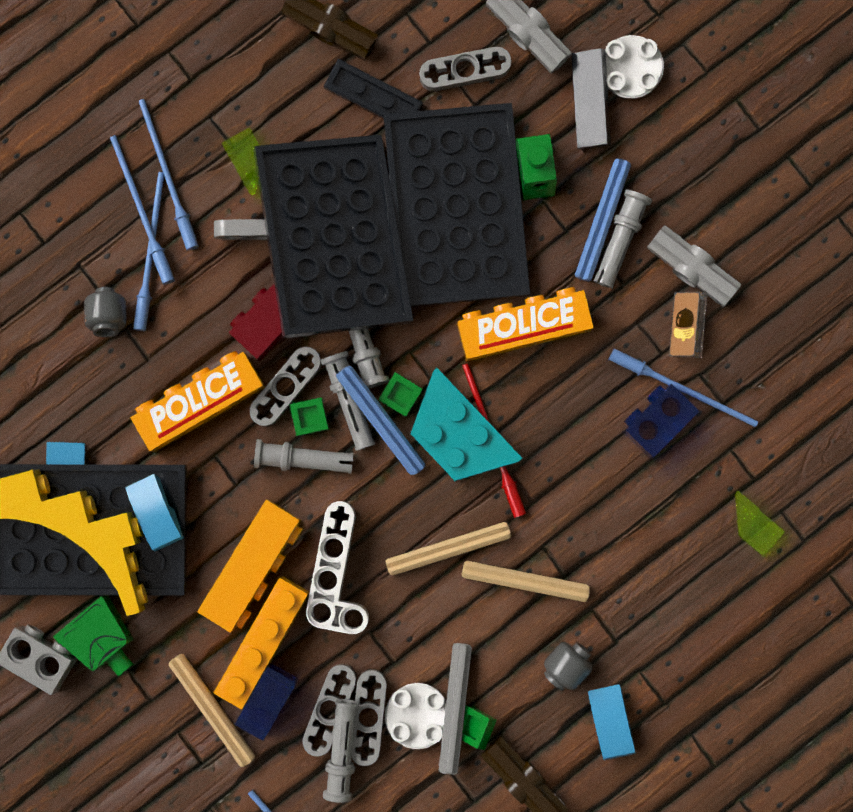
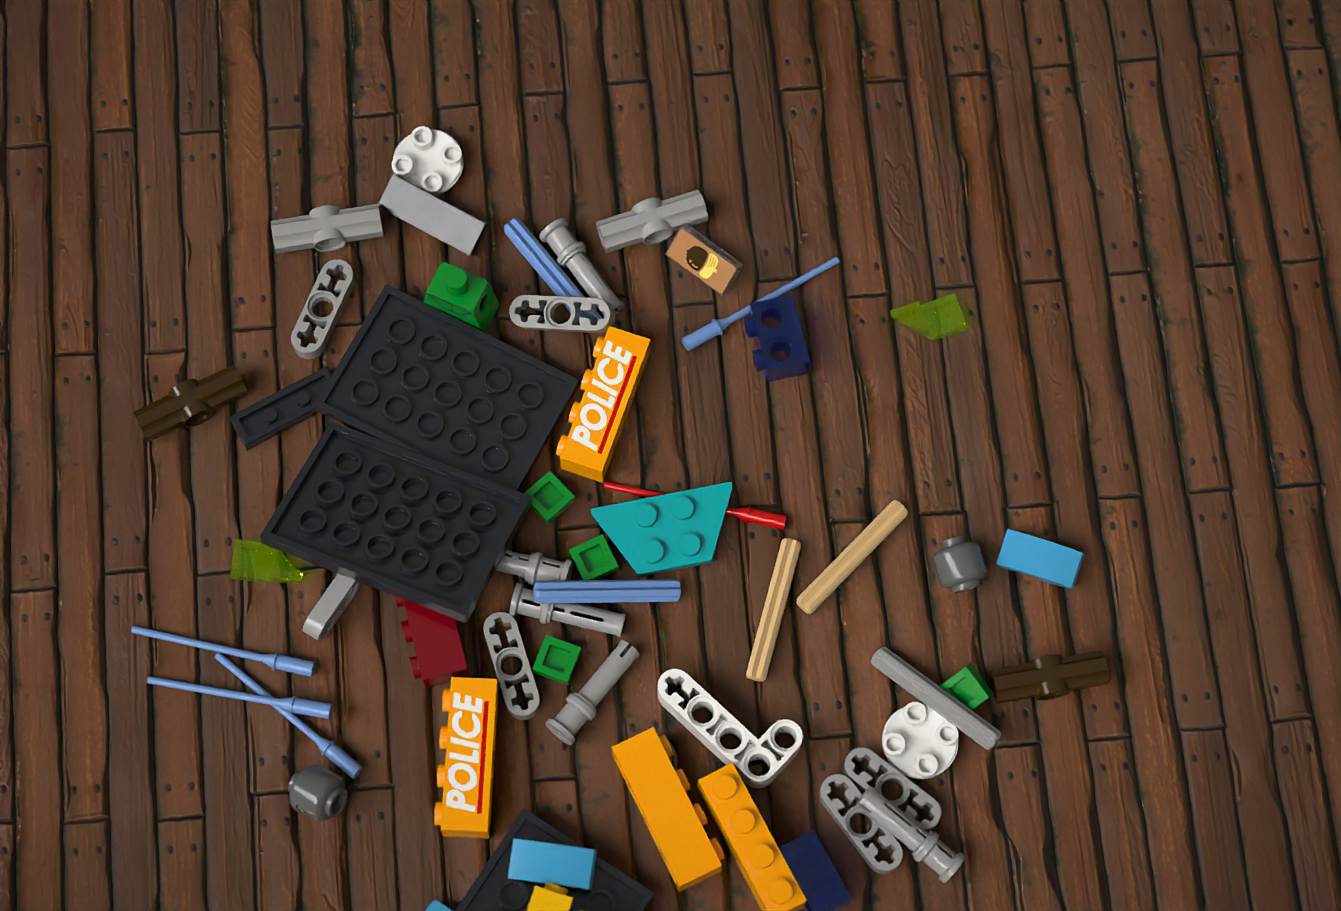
camera: 65 degrees left, 15 degrees down
(426, 331) = (550, 497): none -> green plate
(555, 233) = (537, 302): none -> light grey beam

